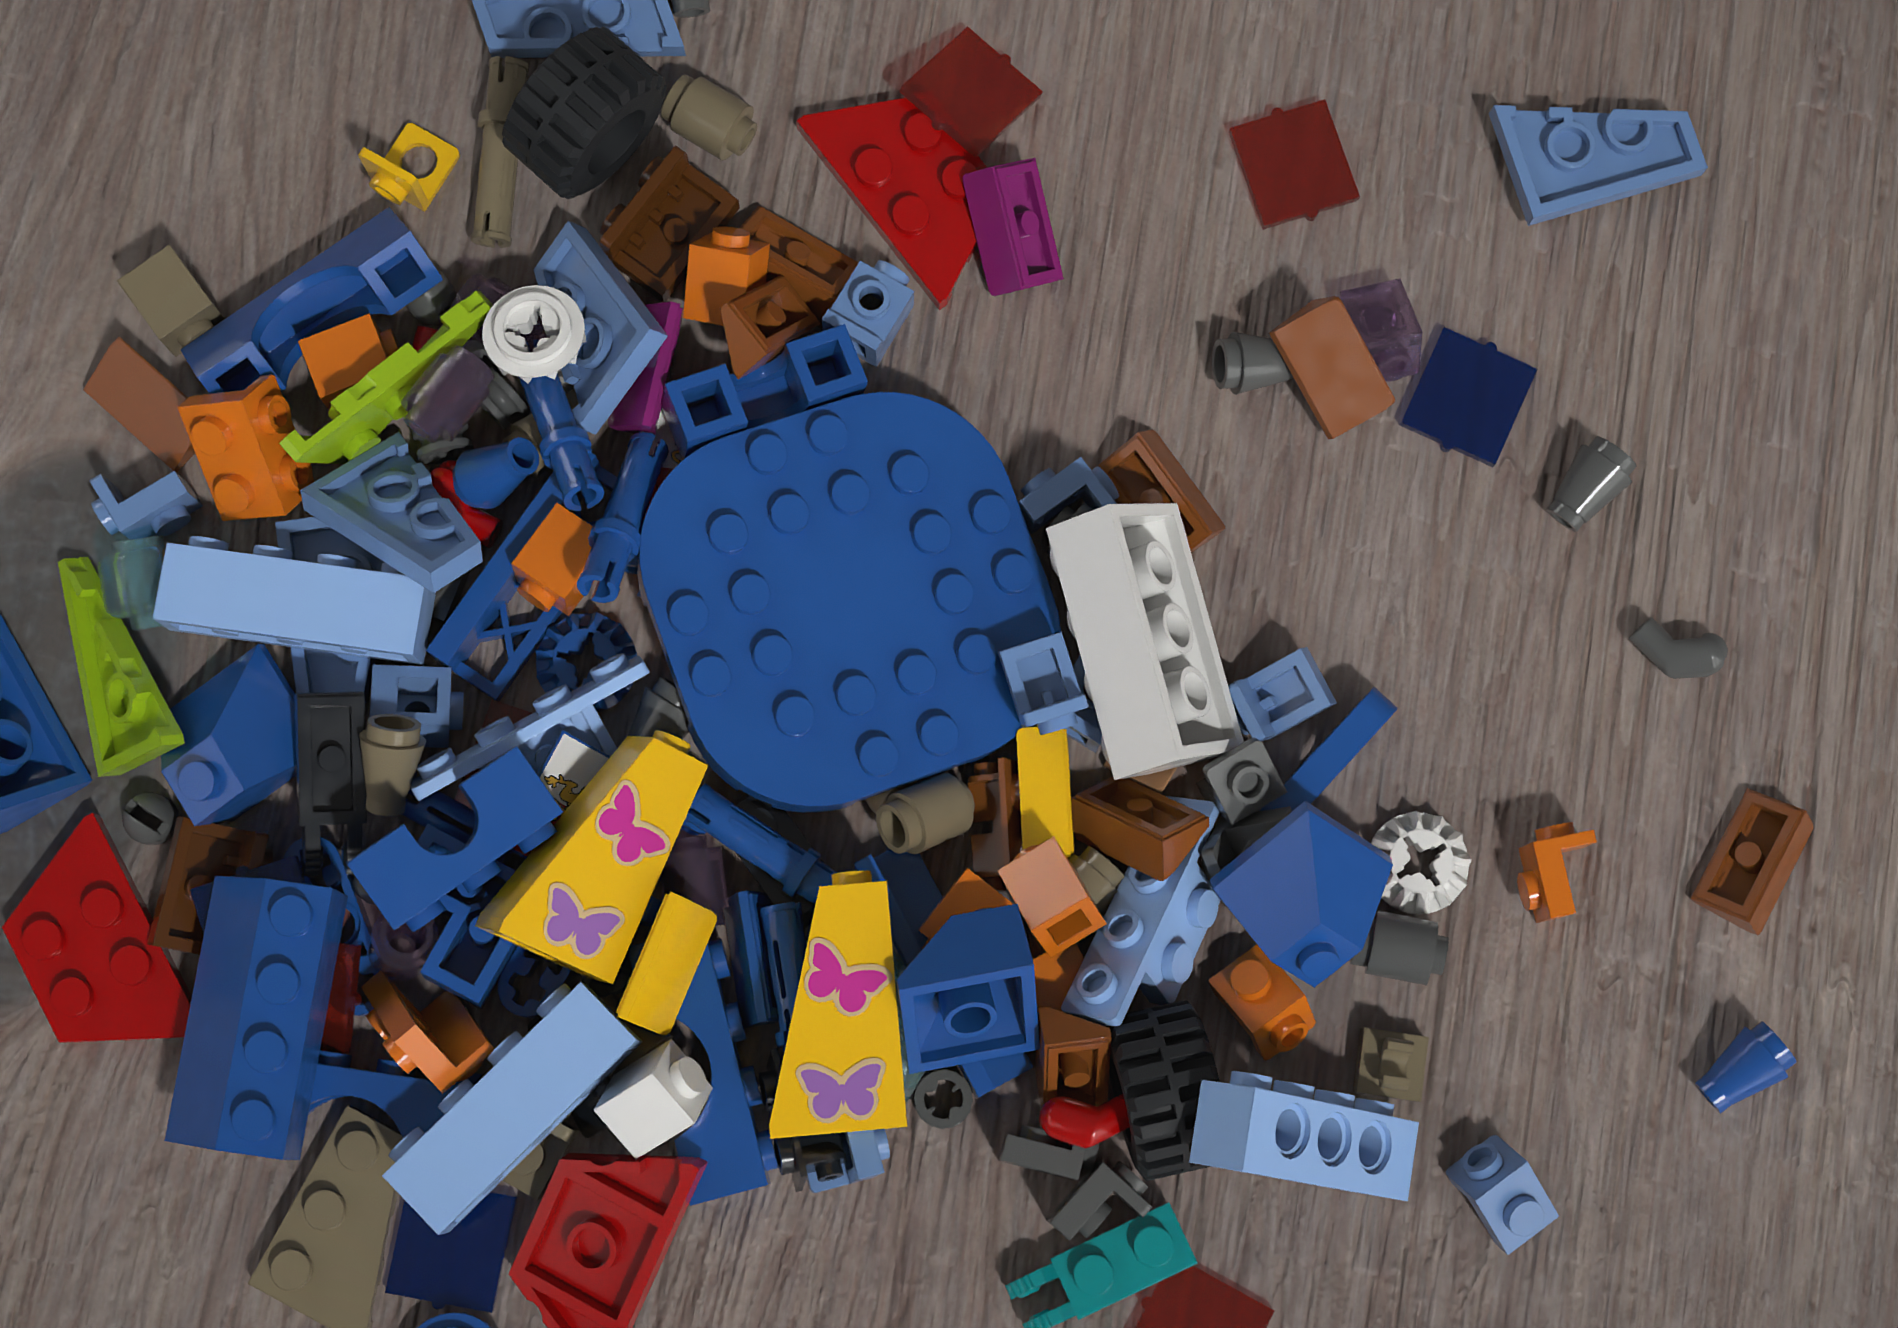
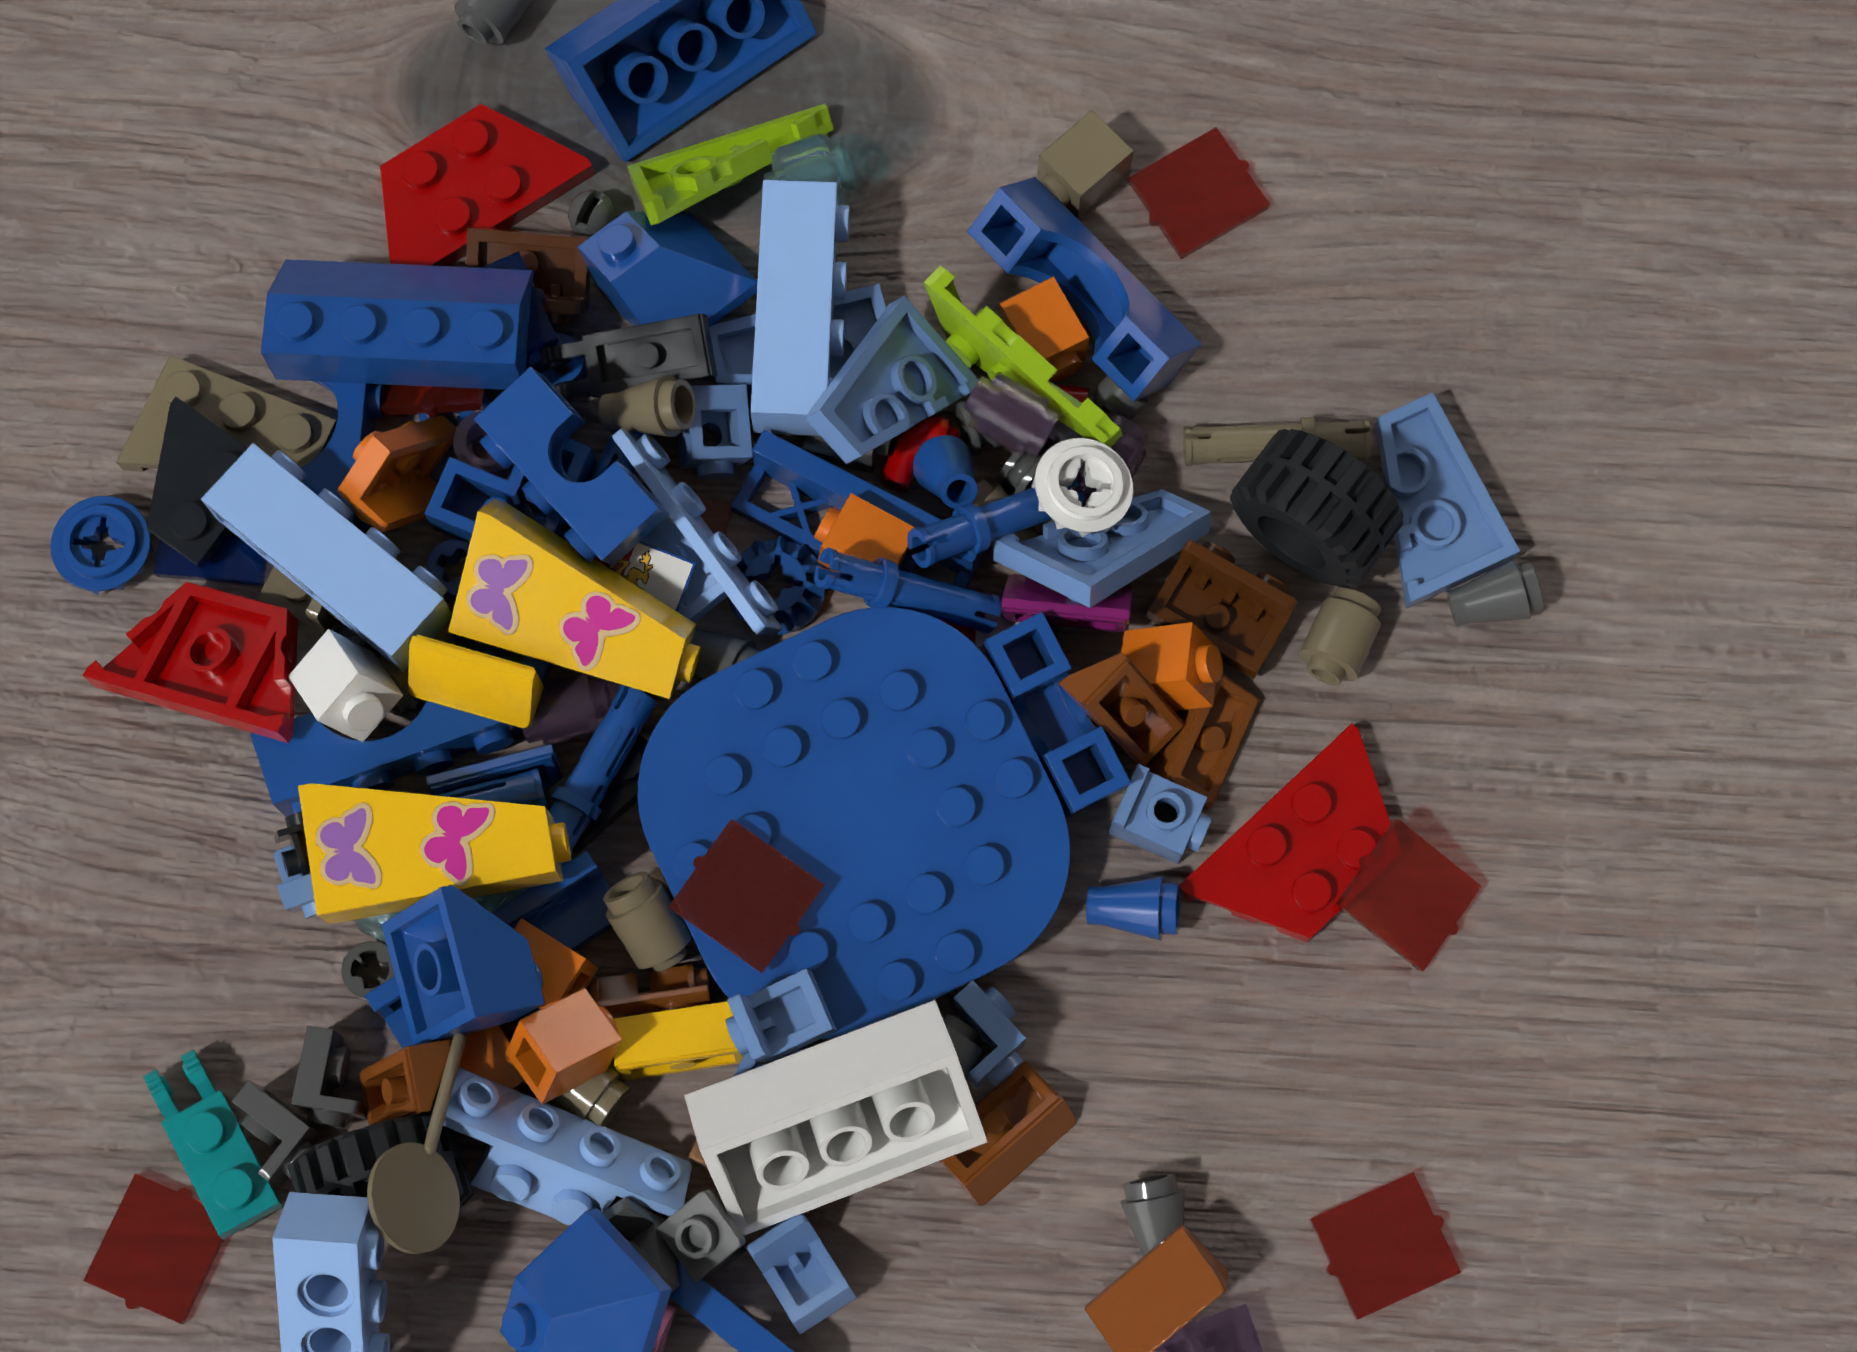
camera: 90 degrees right, 5 degrees down
(142, 402) = (984, 161): dark orange slope -> none
(150, 512) = (878, 176): medium blue bracket -> none
(215, 196) = (1198, 193): none -> clear red piece
(240, 450) = (946, 233): orange bracket -> none
(398, 184) = (1234, 348): yellow bracket -> none
(400, 1256) = (190, 463): none -> black wing
(919, 705) = (746, 896): none -> clear red piece
(957, 342) = (1136, 907): none -> blue cone
(1012, 226) = (1268, 952): magenta slope -> none
(1082, 1122) = (346, 1096): red arm -> none
(1136, 826) = (648, 1135): dark orange slope -> none
(1186, 1040) = (412, 1186): none -> dark tan piece
(1264, 1002) = (480, 1284): orange bracket -> none

